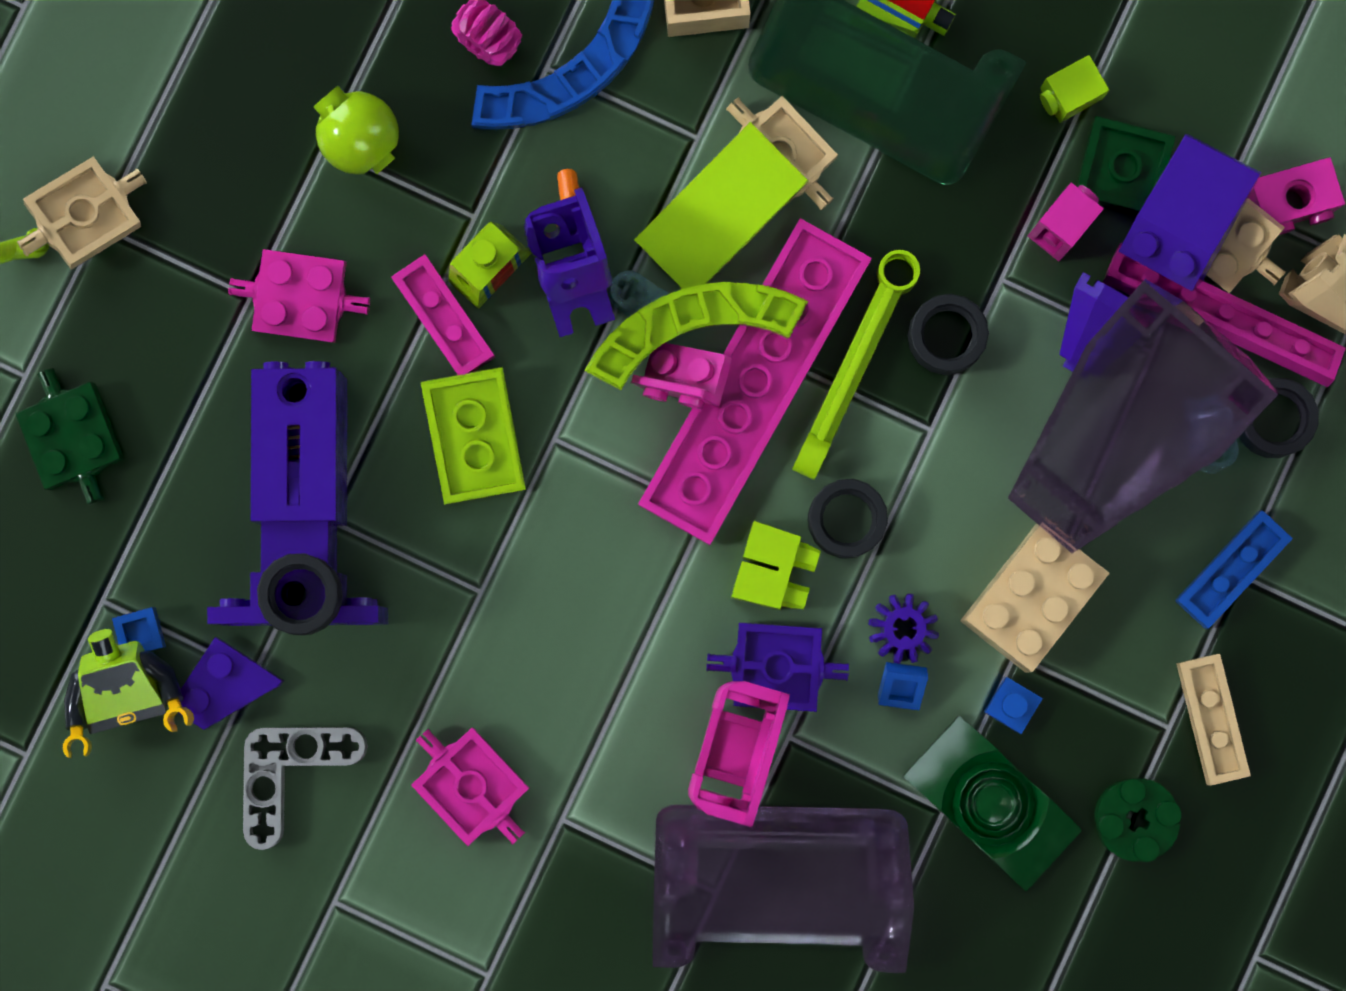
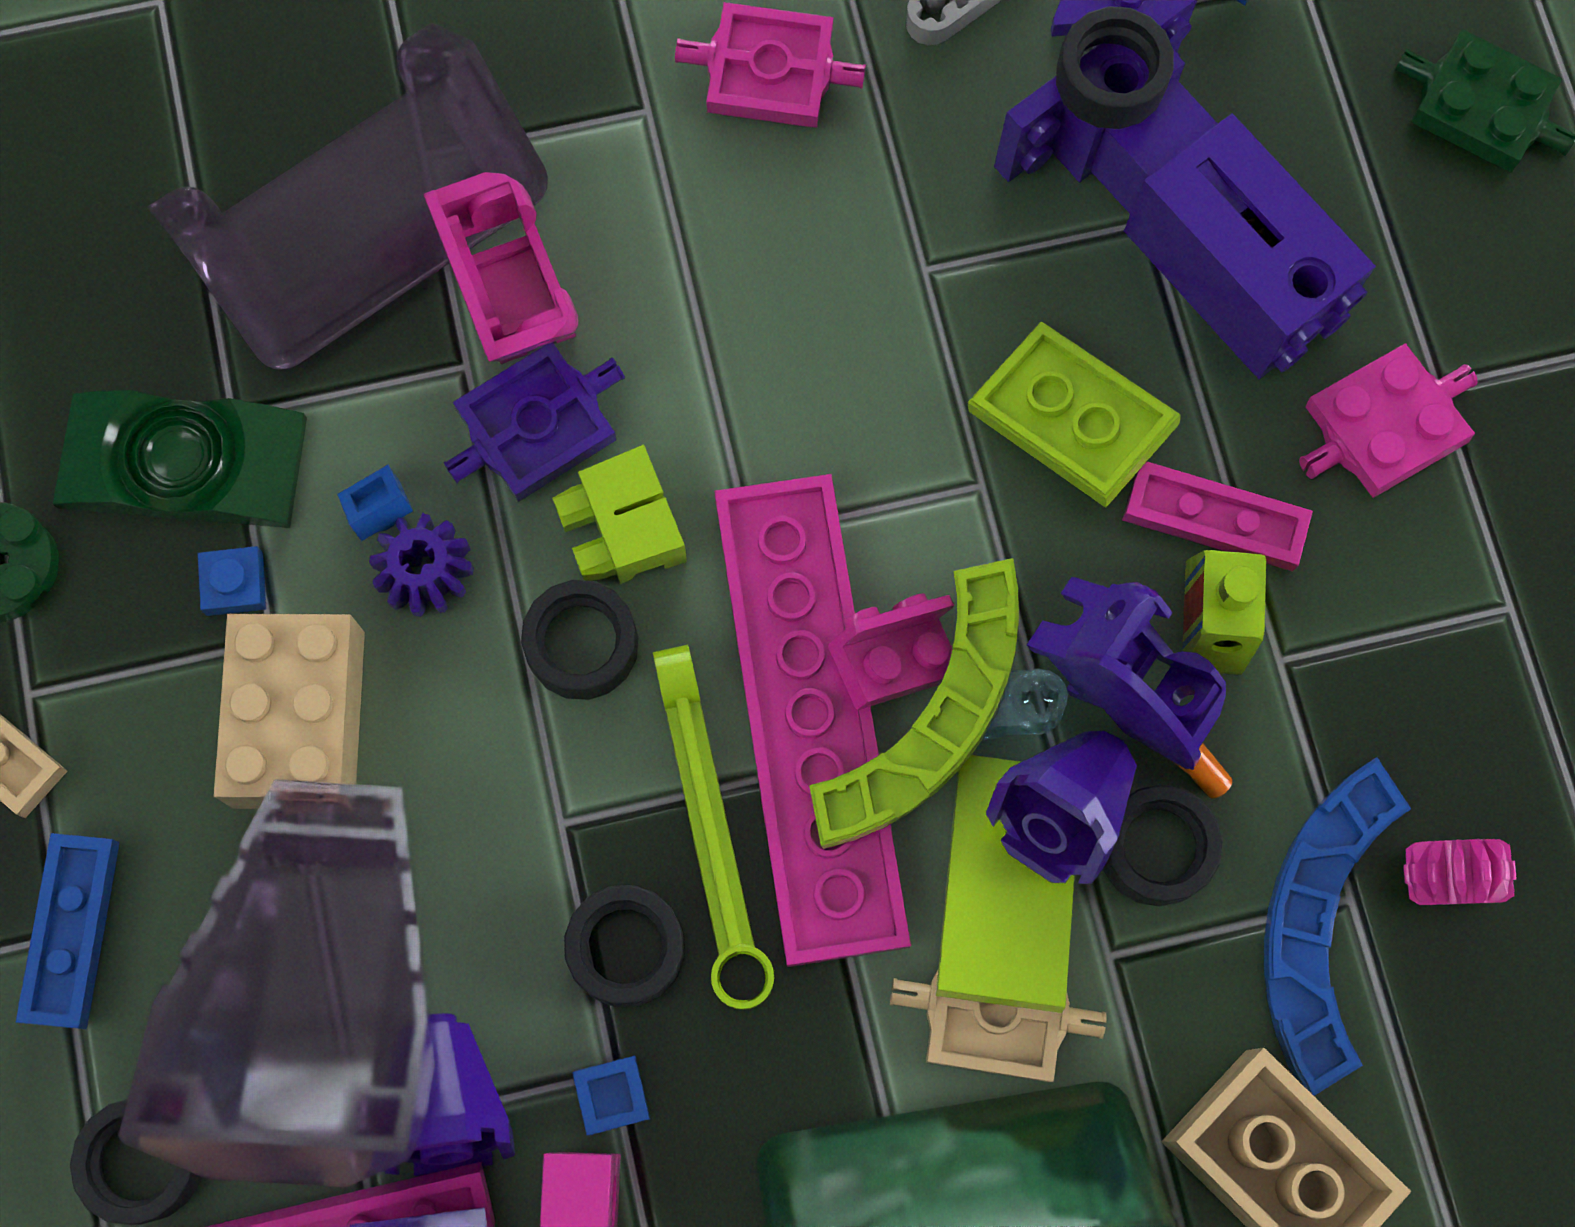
camera: 140 degrees right, 10 degrees down
(356, 131) = (1498, 634): lime brick -> none
(615, 139) = (1207, 851): none -> black tyre
(662, 218) = (1066, 806): none -> dark purple cone
(1011, 264) = (611, 1095): none -> blue plate

